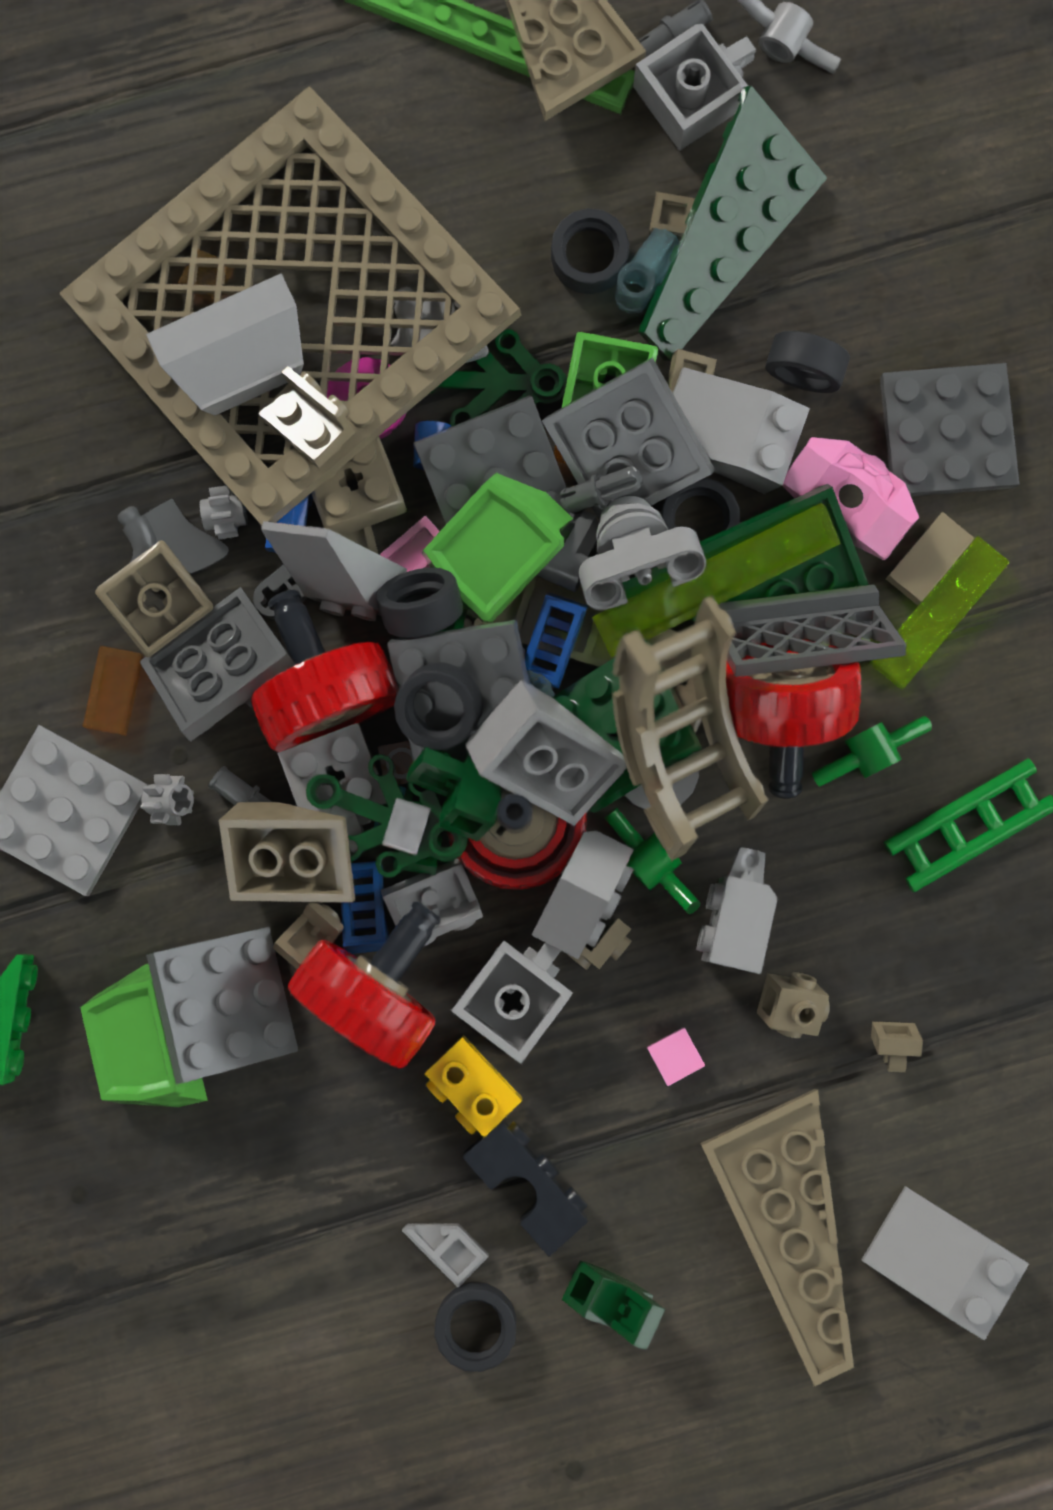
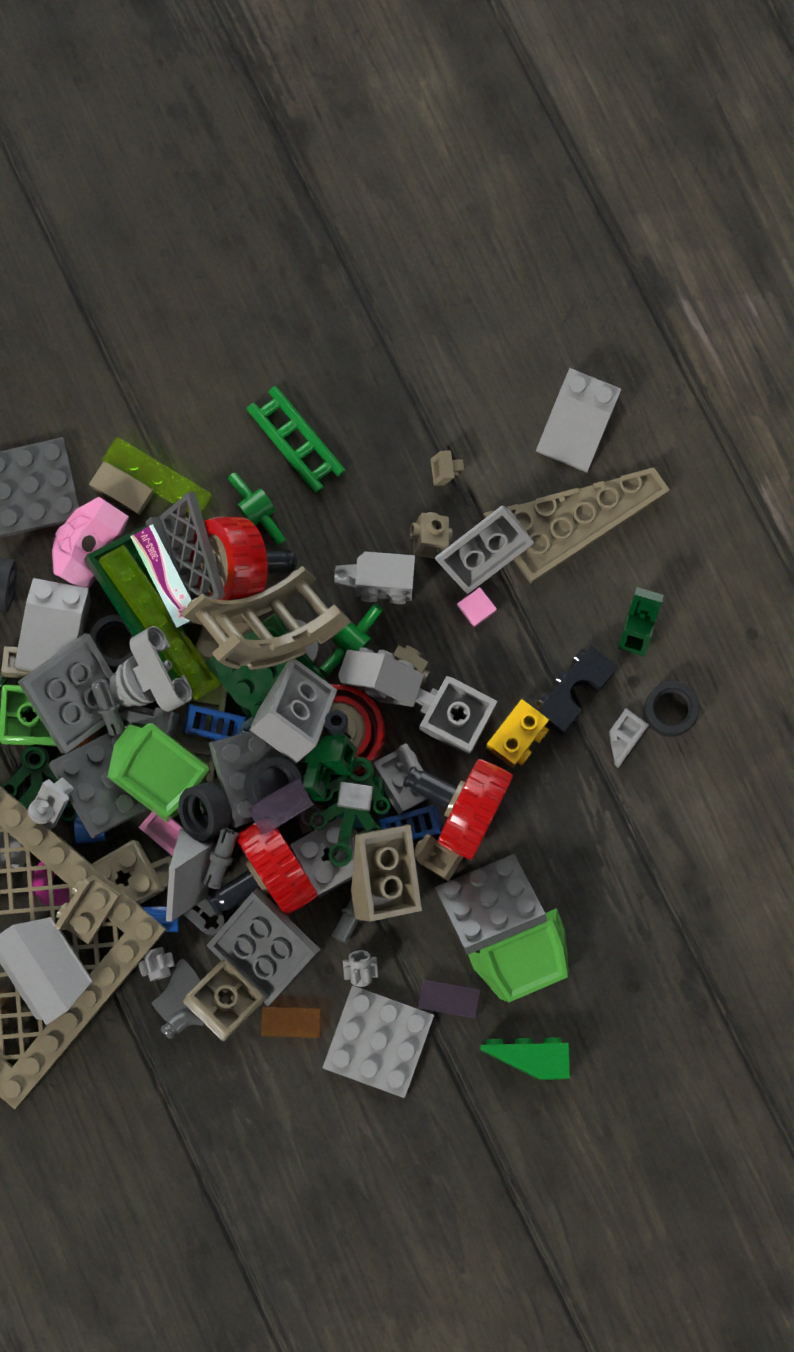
camera: 105 degrees left, 5 degrees down
(105, 921) = (448, 999): none -> clear purple tile
(346, 616) = (220, 858): none -> dark grey pin
(399, 709) = (280, 806): none -> clear purple tile
(469, 384) = (50, 802): none -> light grey hips
(759, 1084) = (485, 549): none -> light grey slope
(793, 595) = (162, 573): none -> sticker

